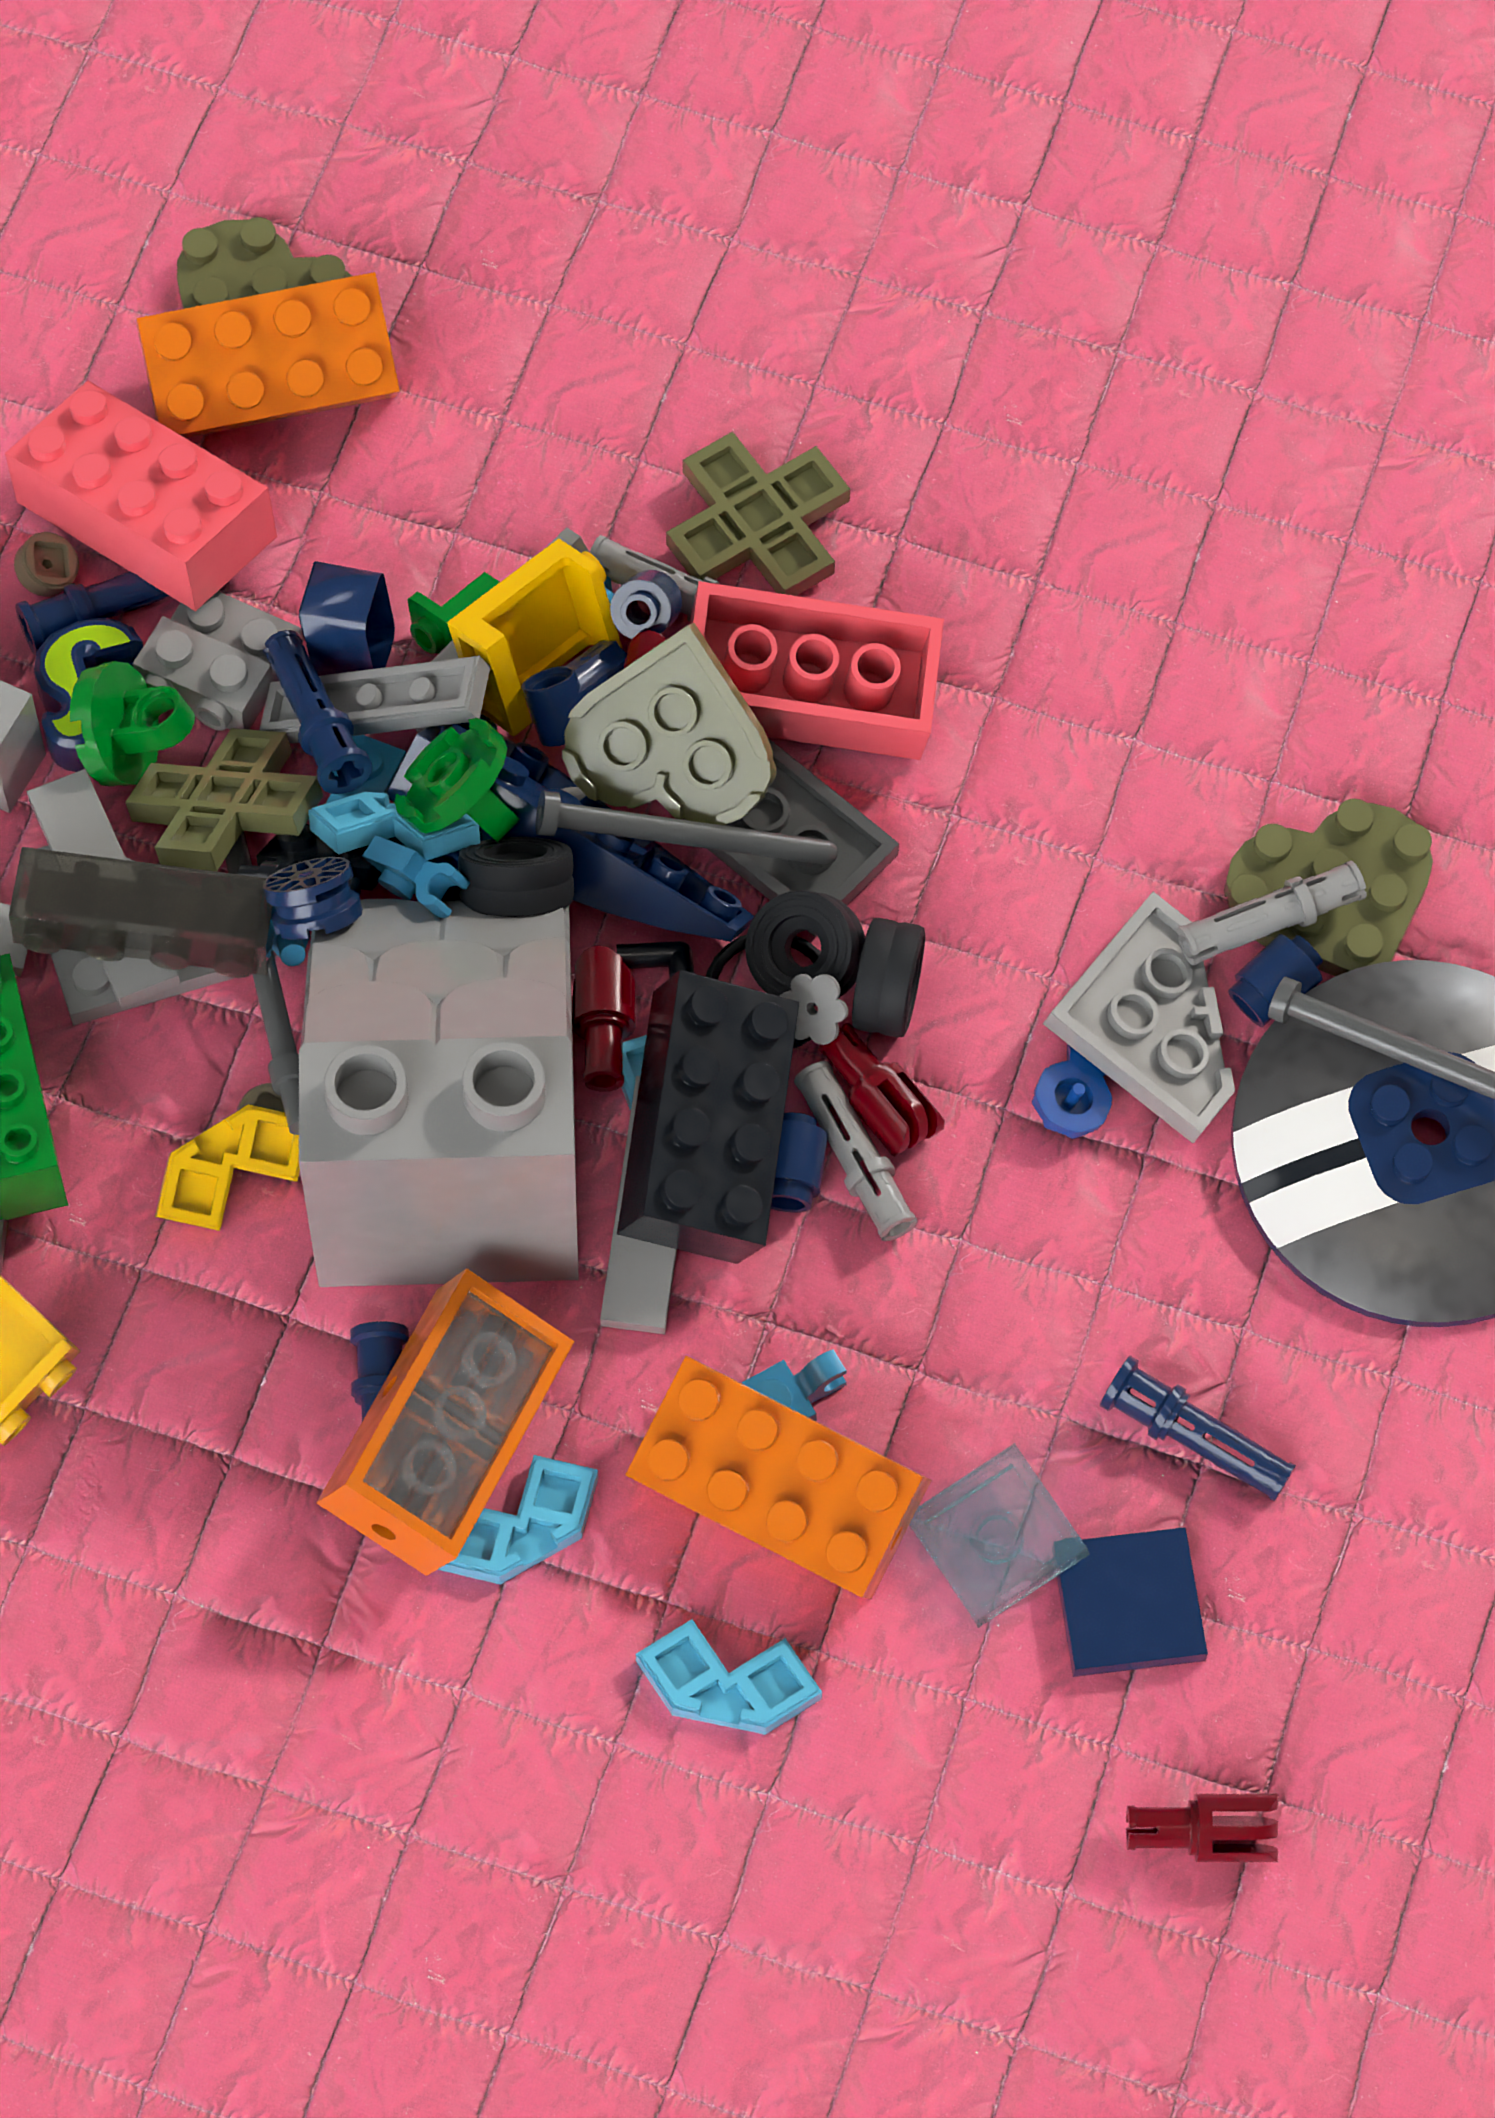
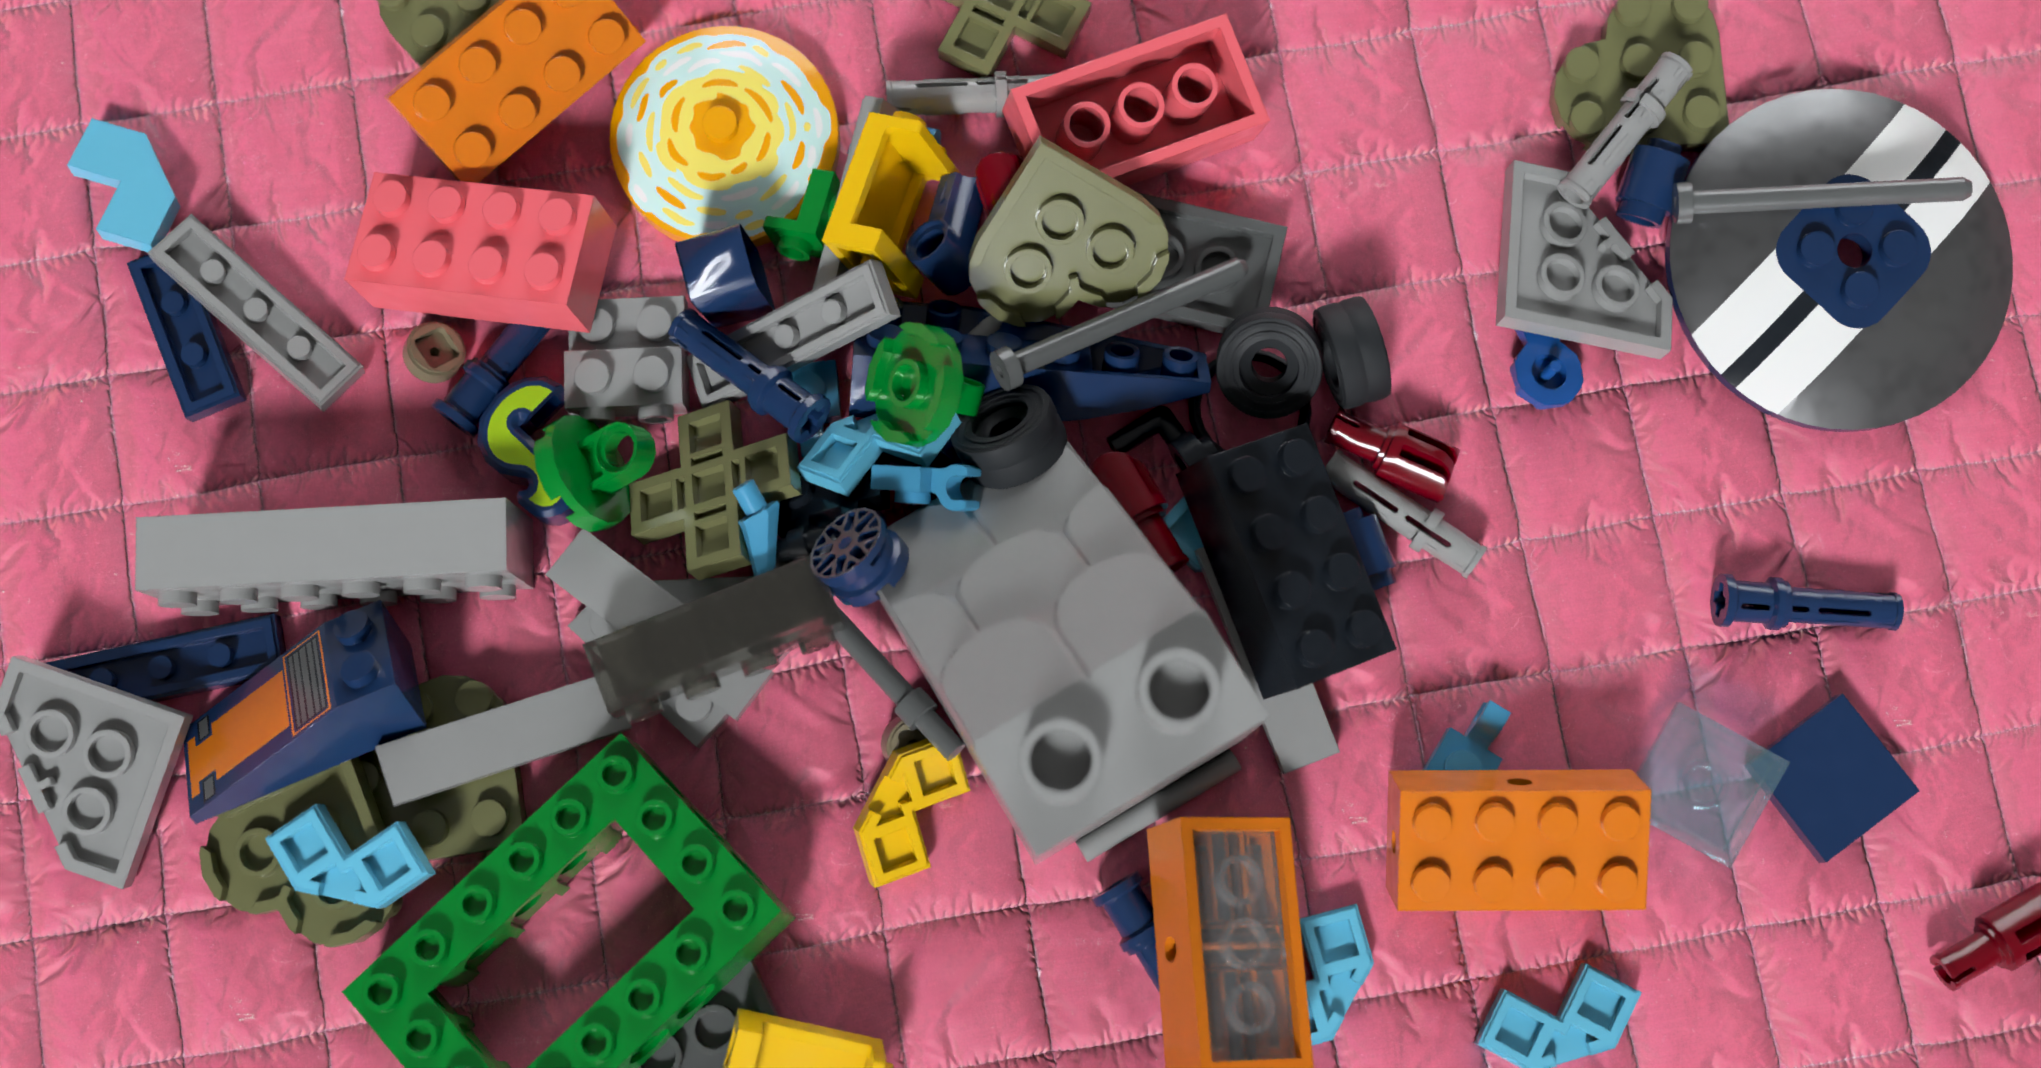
camera: 25 degrees left, 15 degrees up
(244, 836) = (758, 526): none -> dark azure bar
(422, 1290) = (1158, 805): none -> light grey bar
(426, 503) = (722, 132): none -> dish
(654, 589) = (966, 127): brick -> none
(824, 992) = (1326, 415): light grey plant -> none

